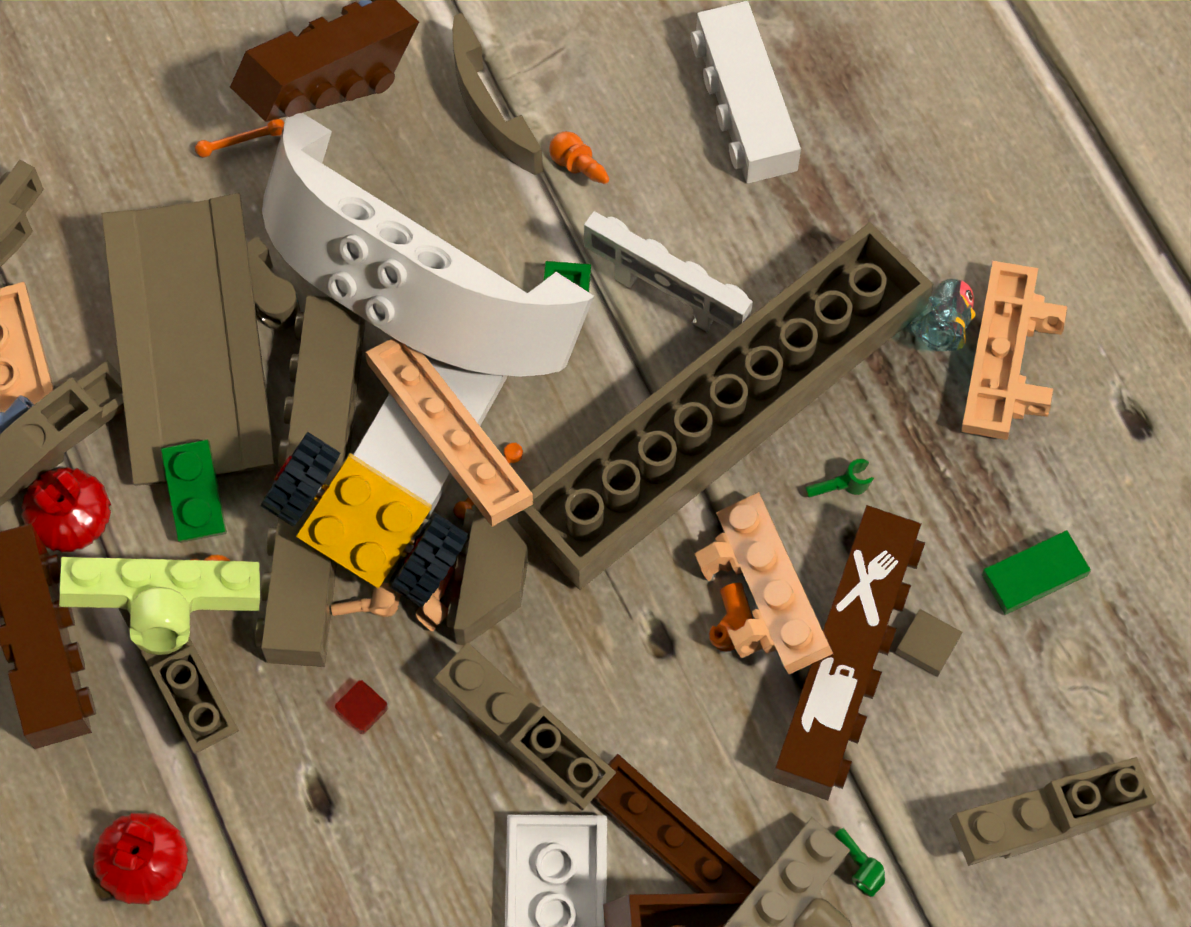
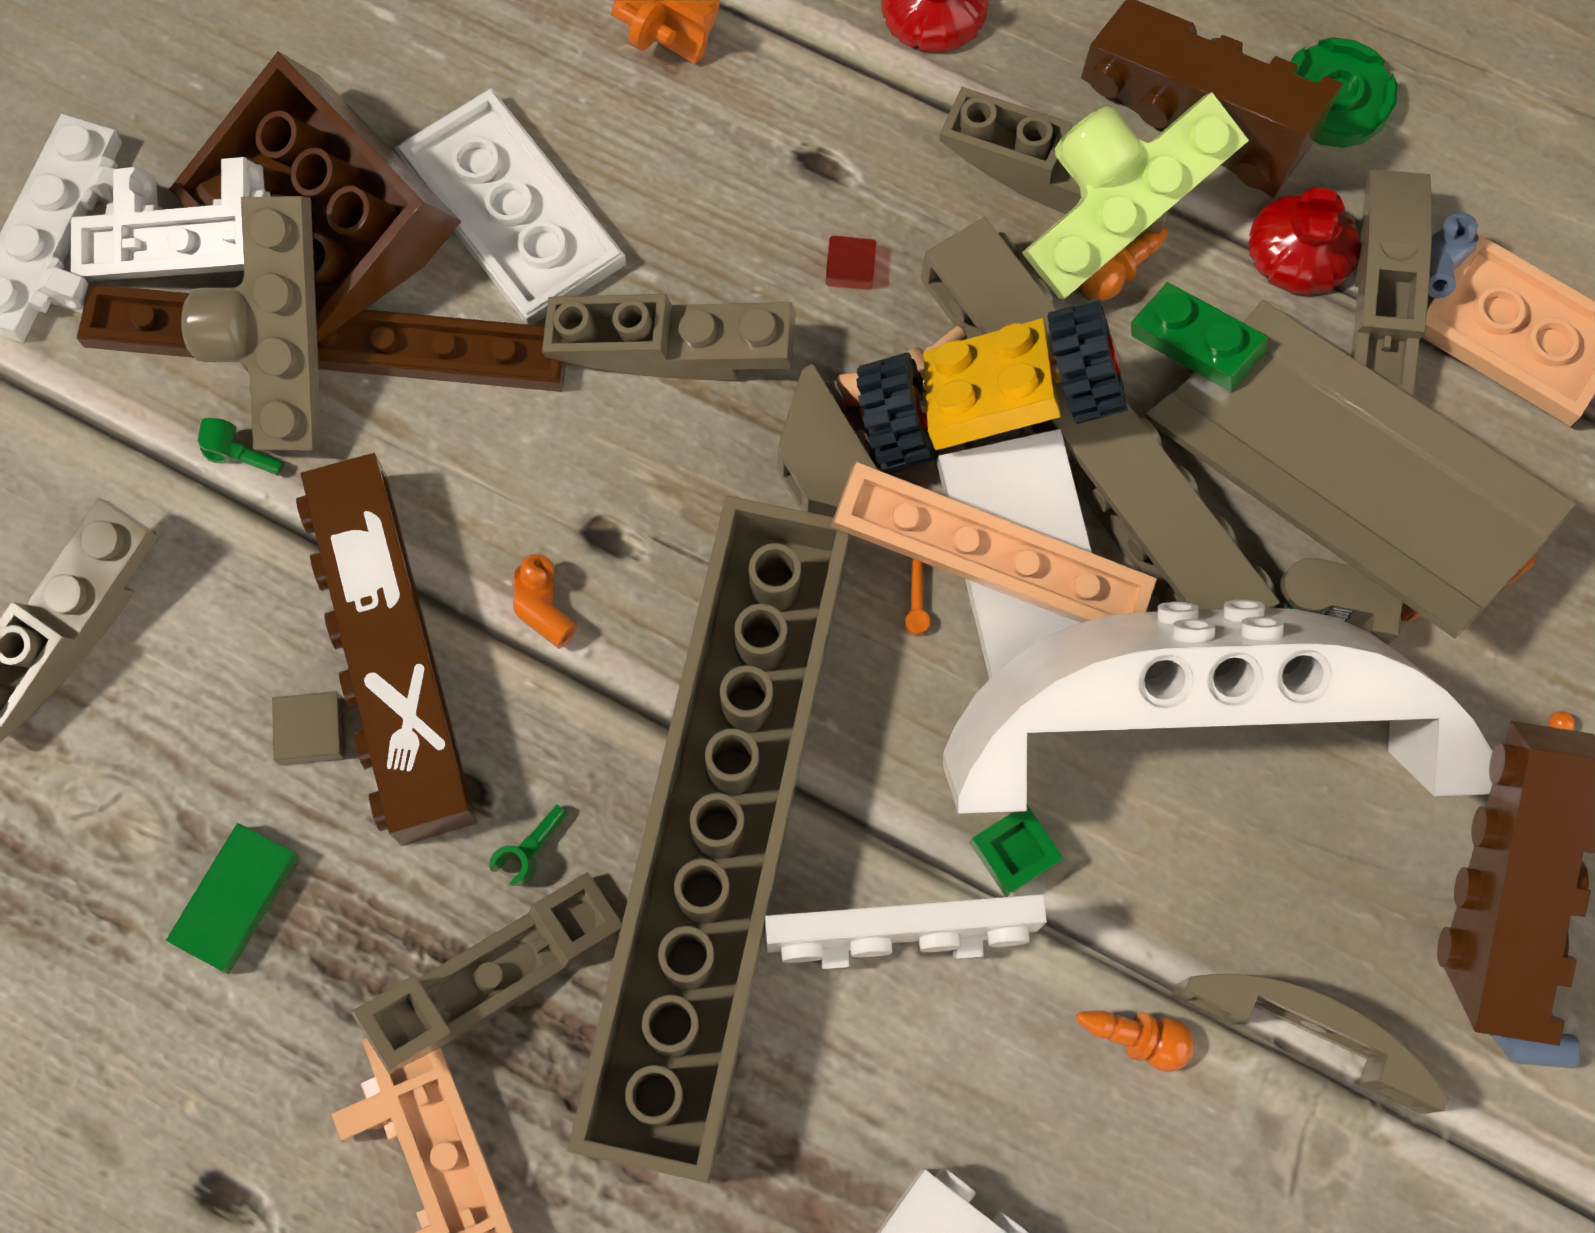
camera: 140 degrees right, 5 degrees up
(784, 613) = (475, 622): light nougat hinge -> none
(912, 423) = (488, 976): none -> dark tan slope
(948, 316) = (534, 1153): clear light blue animal -> none

